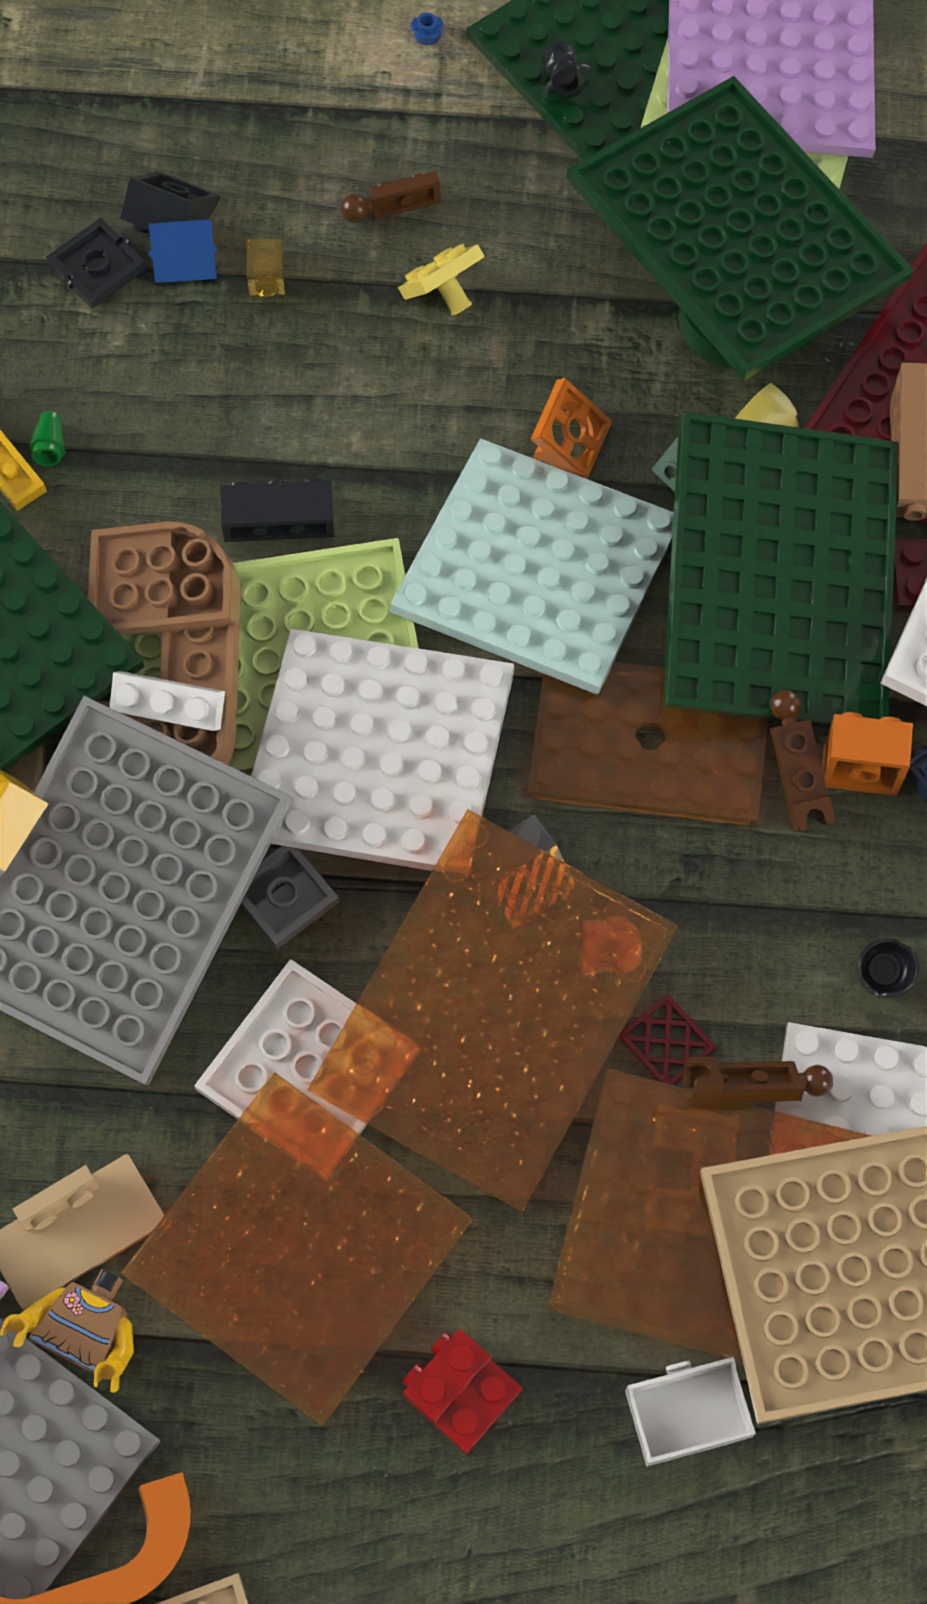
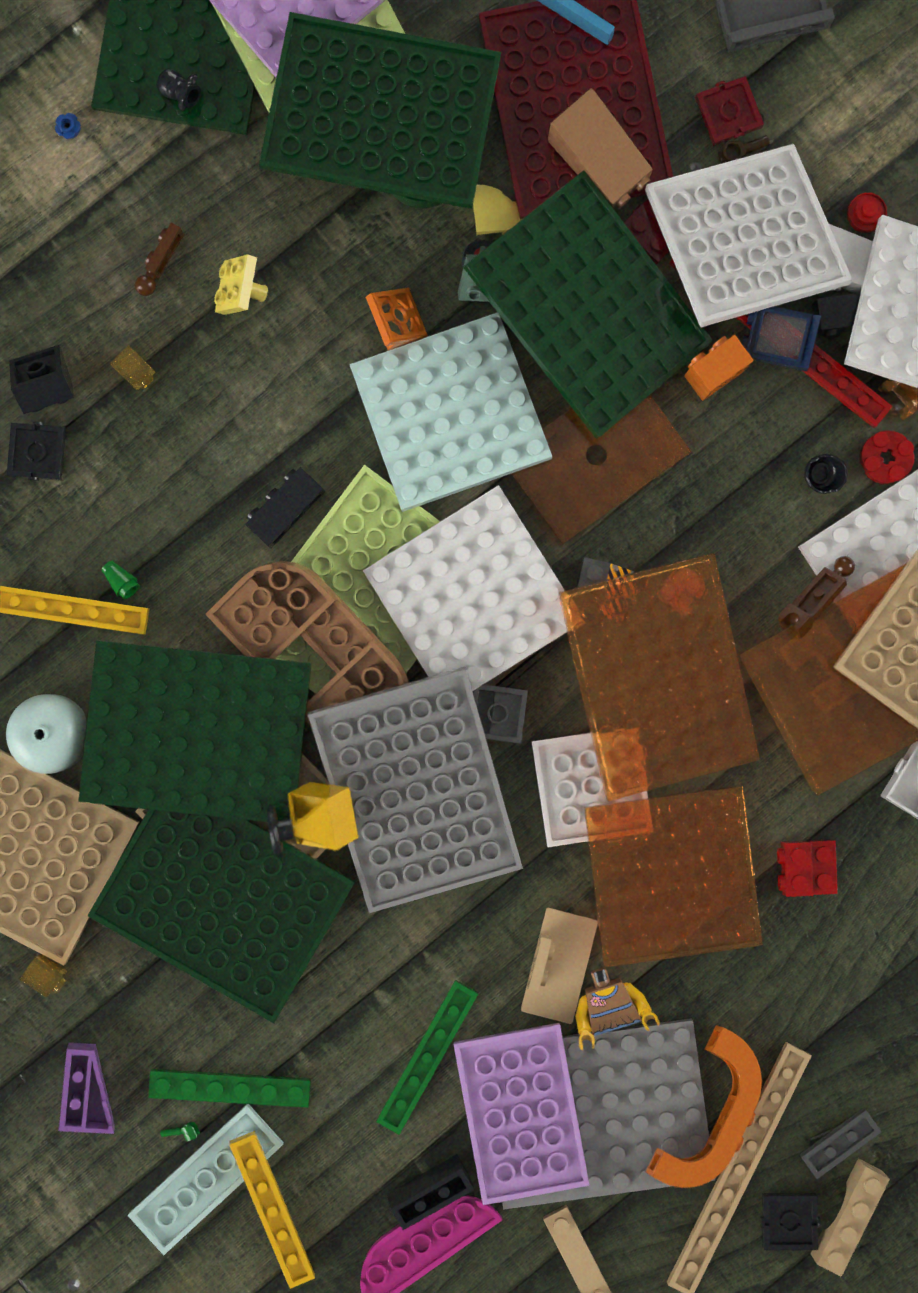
camera: 45 degrees left, 20 degrees up
(167, 701) = (348, 675): white plate -> none
(182, 250) = (78, 401): blue piece -> none
(646, 1018) = (769, 611): dark red window -> none
(799, 763) = (689, 404): reddish brown plate -> none

